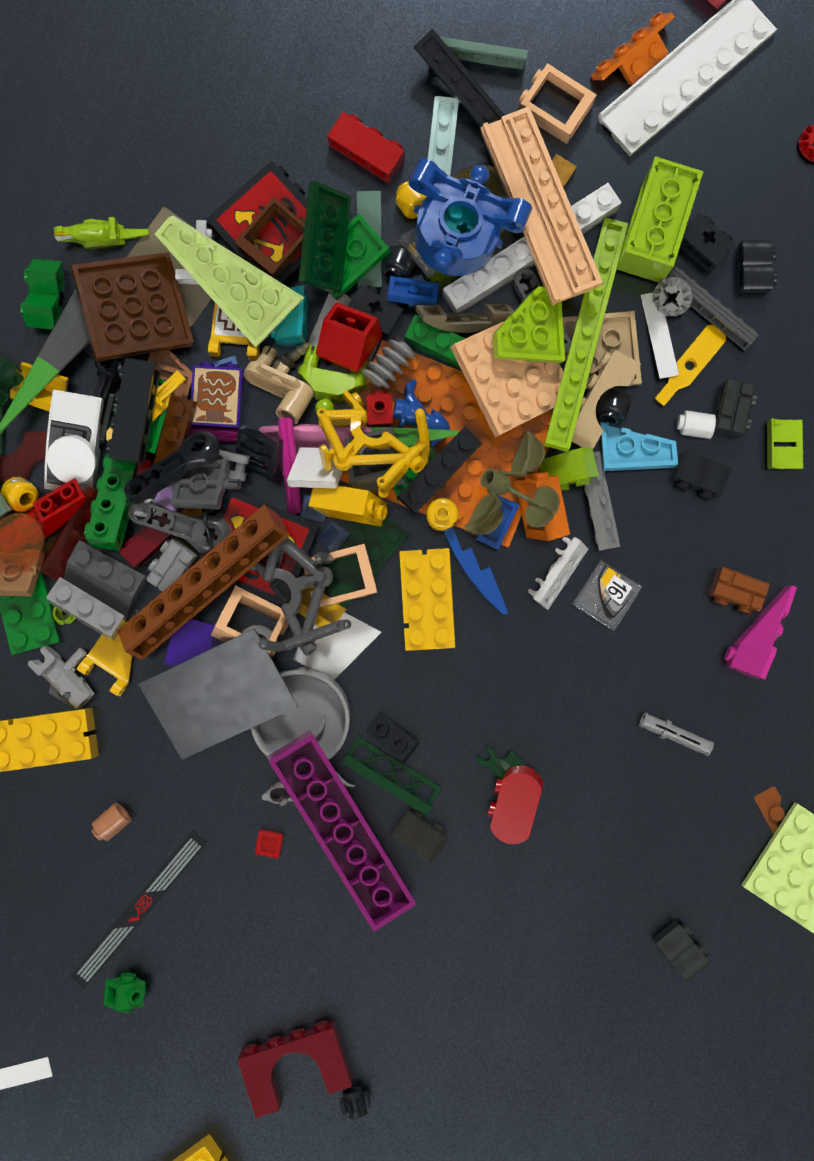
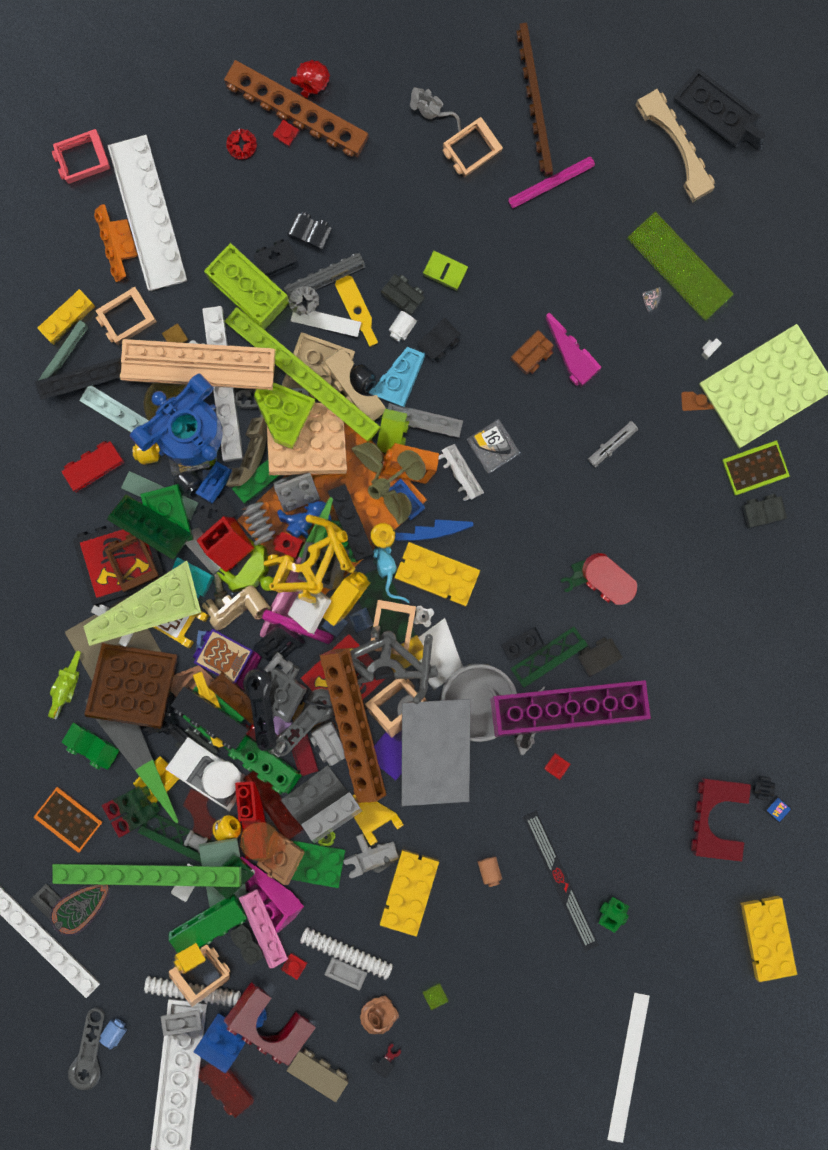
camera: 70 degrees left, 0 degrees up
(338, 1129) = (778, 809): none -> tile
(376, 611) = (428, 614): none -> white plate
(406, 536) = (386, 567): none -> medium azure animal
(446, 390) = (296, 491): none -> light grey bracket
(520, 32) = (66, 317): none -> yellow brick
(727, 915) = (755, 468): none -> tile

